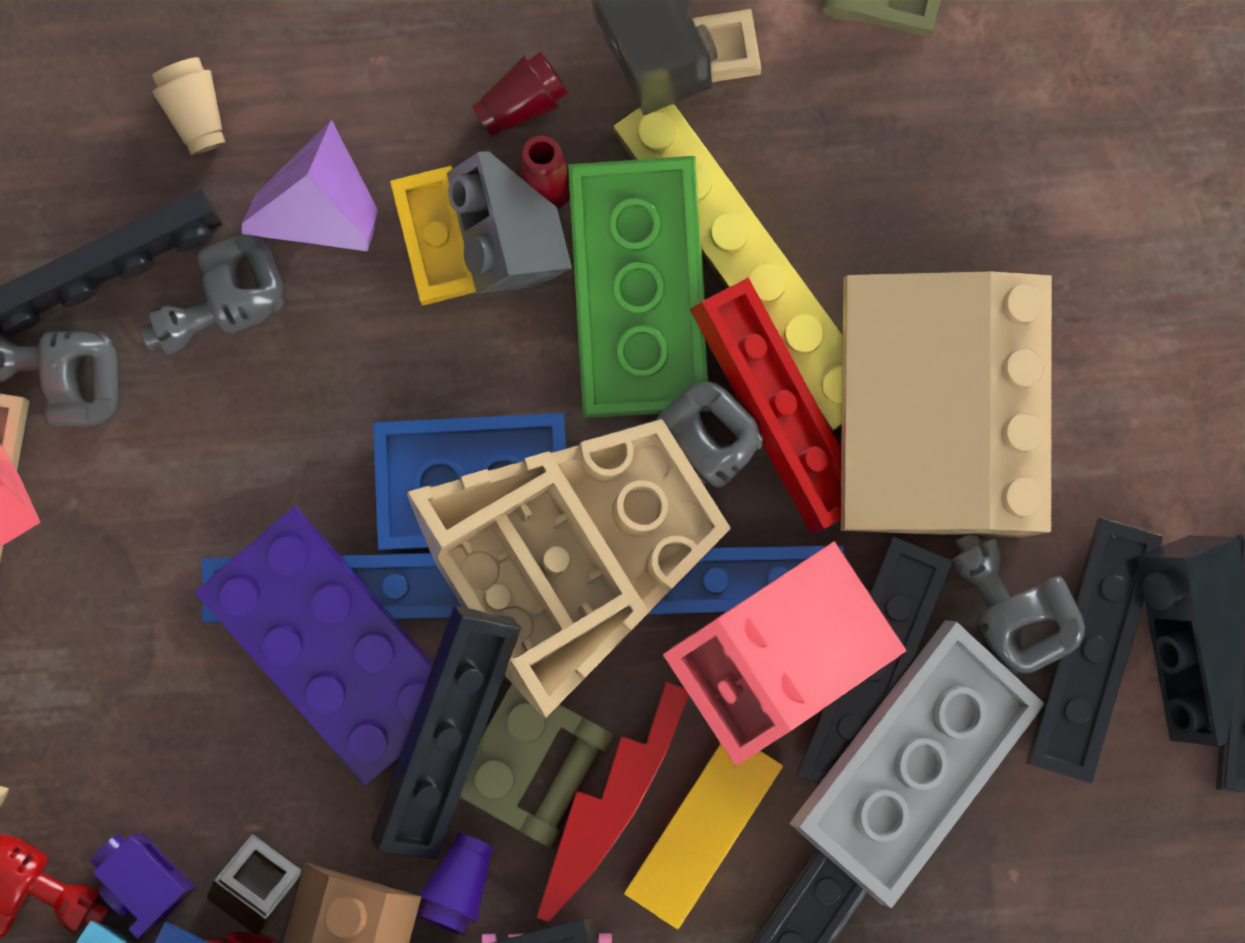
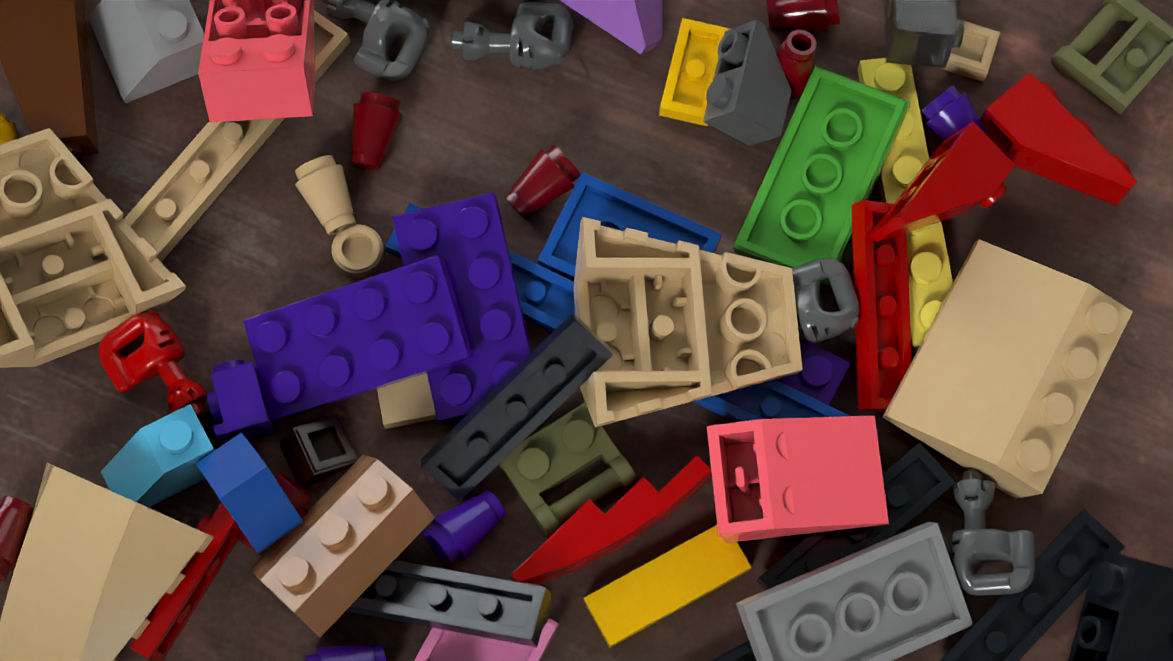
camera: 25 degrees right, 10 degrees down
(103, 594) = (326, 192): none -> tan cone
(114, 493) = (374, 128): none -> dark red cone
(173, 639) = (358, 251): none -> tan tile
(231, 746) = (358, 338): none -> dark purple plate
(314, 776) = (406, 402): none -> tan tile
(335, 454) = (542, 181): none -> dark red cone
(749, 513) = (819, 374): none -> dark purple plate
(757, 144) = (951, 113): none -> dark purple cone
(787, 217) = (956, 178): none -> red slope
(862, 114) = (1052, 143): none -> red slope

